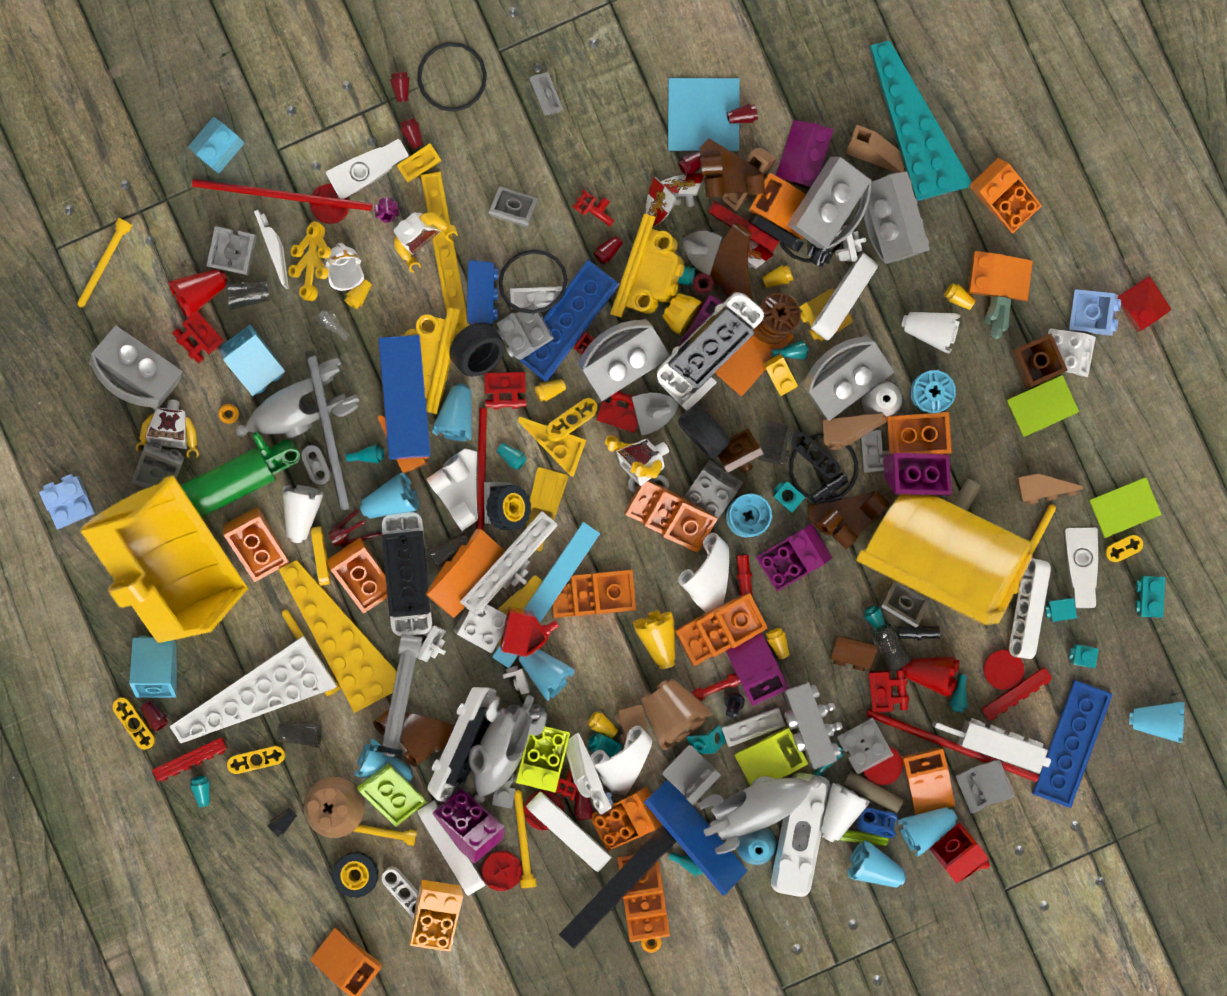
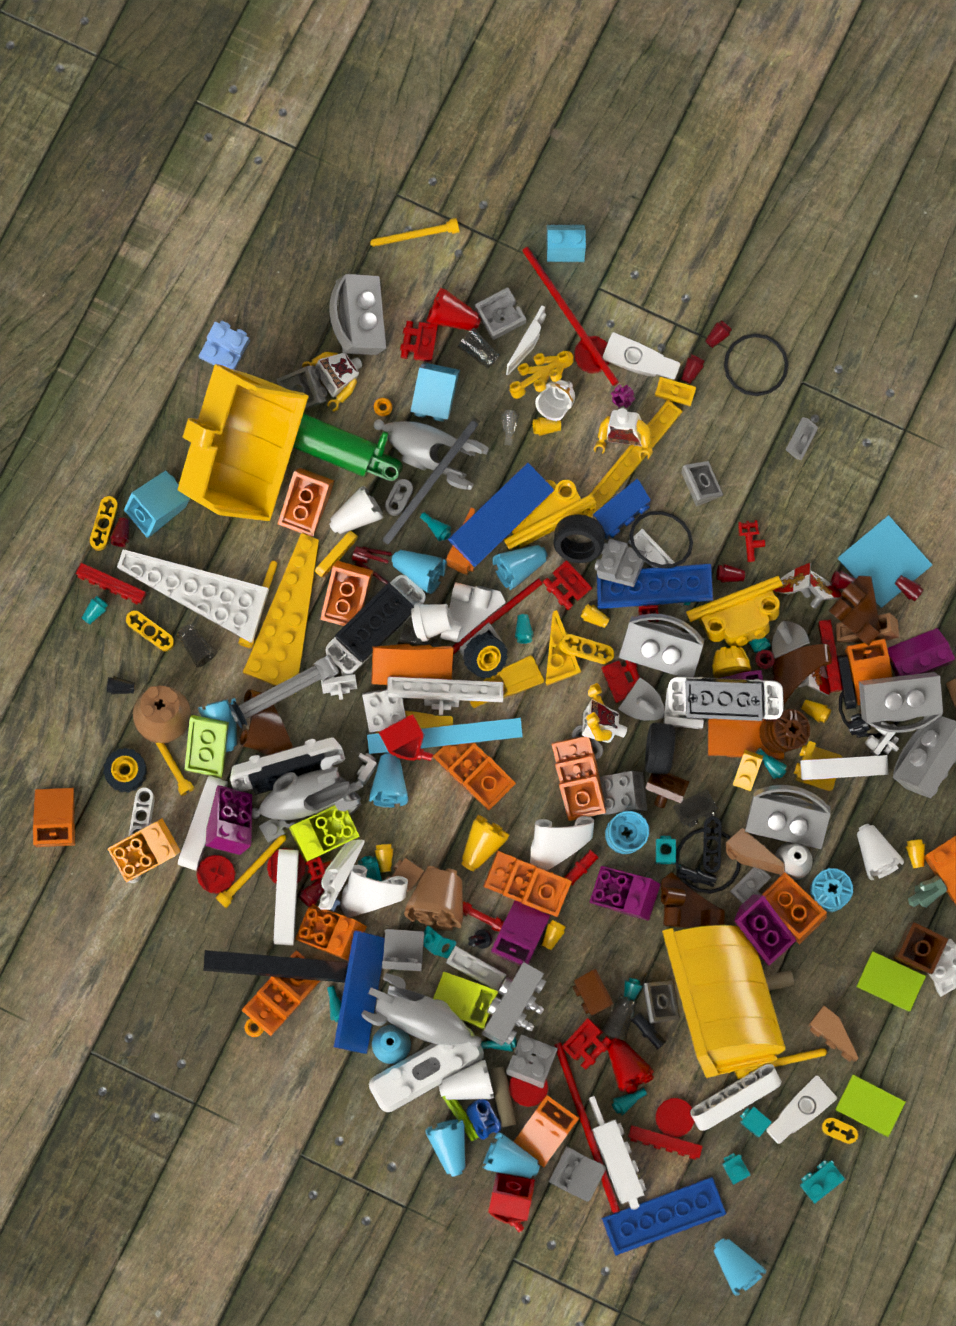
camera: 55 degrees right, 10 degrees down
(443, 528) = (430, 620): none -> white piece

